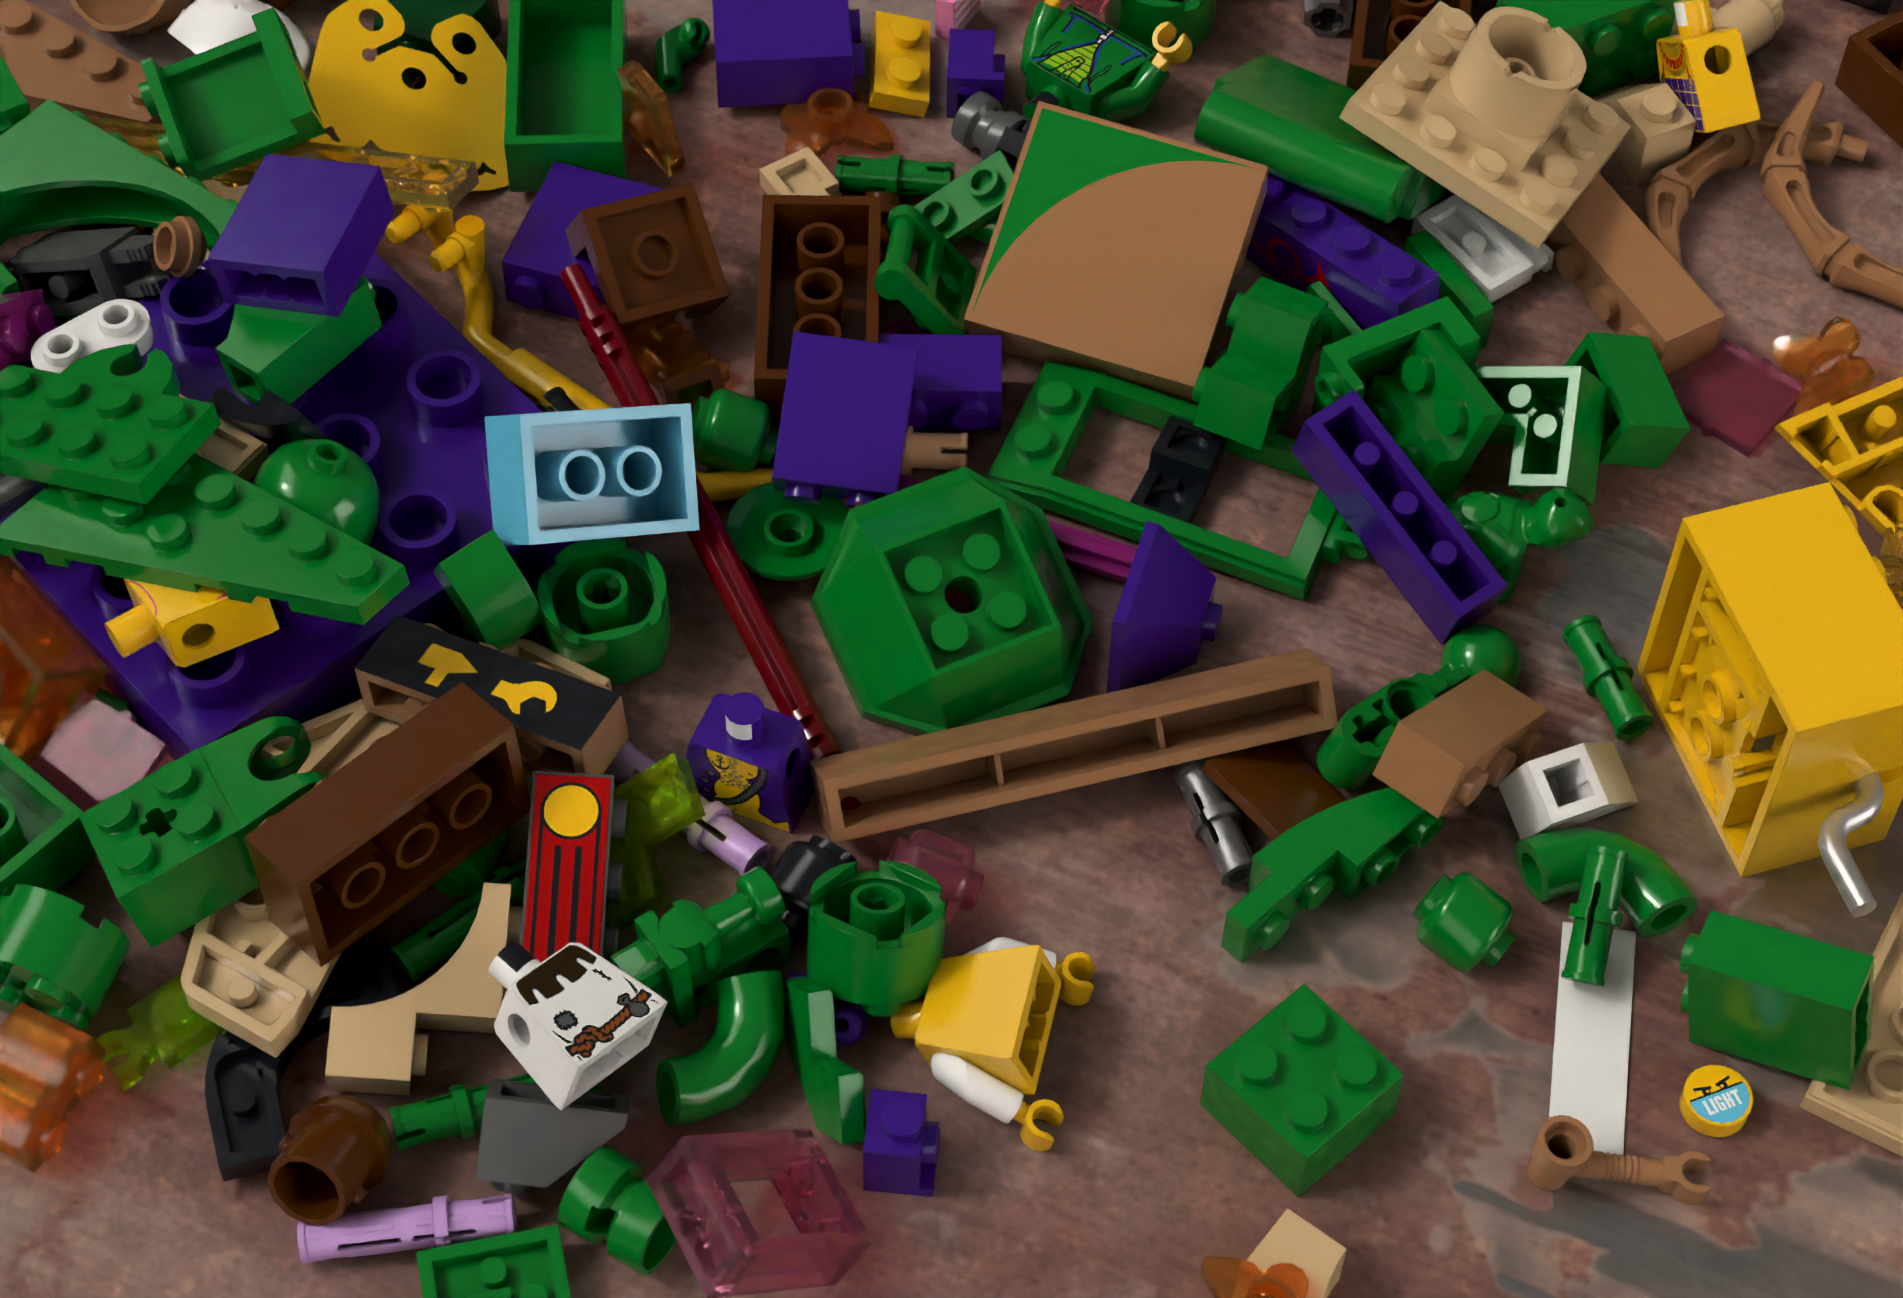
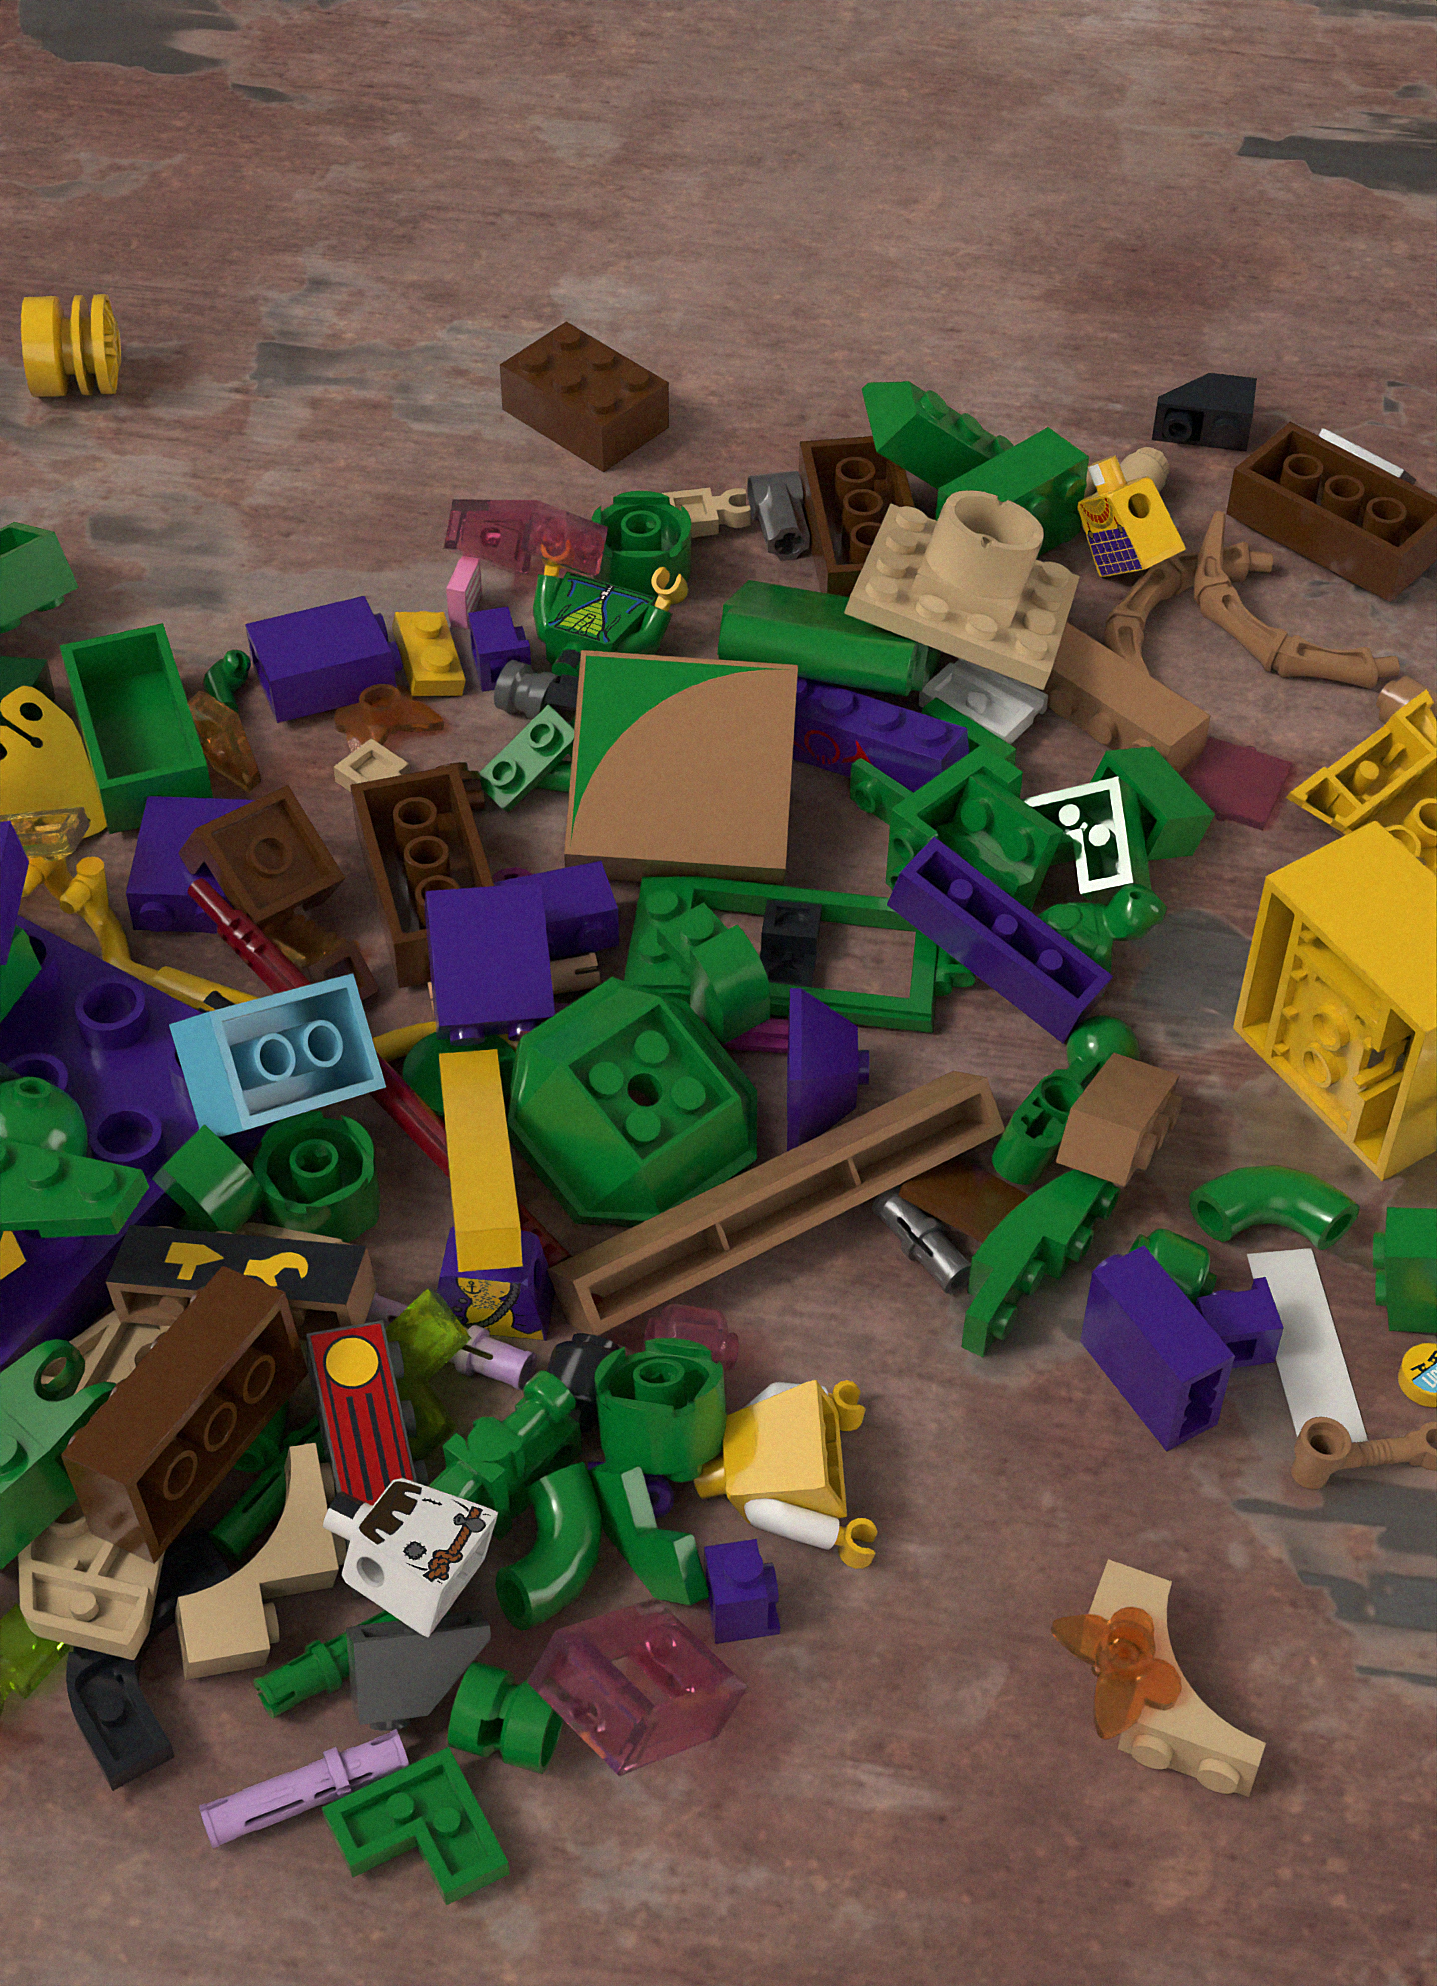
camera: 15 degrees left, 5 degrees down
(329, 1159) = (215, 1741): reddish brown piece -> none
(733, 431) = (390, 995): green head -> none
(763, 632) = (479, 1162): none -> yellow slope
(892, 175) = (454, 748): green pin -> none
(942, 276) = (525, 829): green plate -> none
(1086, 483) = (724, 971): none -> green brick
(1264, 368) = (836, 848): green brick -> none
(1301, 1089) = (1079, 1453): green piece -> none
(1416, 996) = (1155, 1347): none -> dark purple brick
(1514, 998) = (1245, 1322): none -> dark purple brick
(1567, 788) = (1214, 1140): white slope -> none
(1595, 915) = (1276, 1197): green pin -> none
(1607, 677) = (1215, 1037): green pin -> none
(1659, 130) = (1102, 579): tan slope -> none
(1824, 364) = (1303, 739): clear orange animal -> none

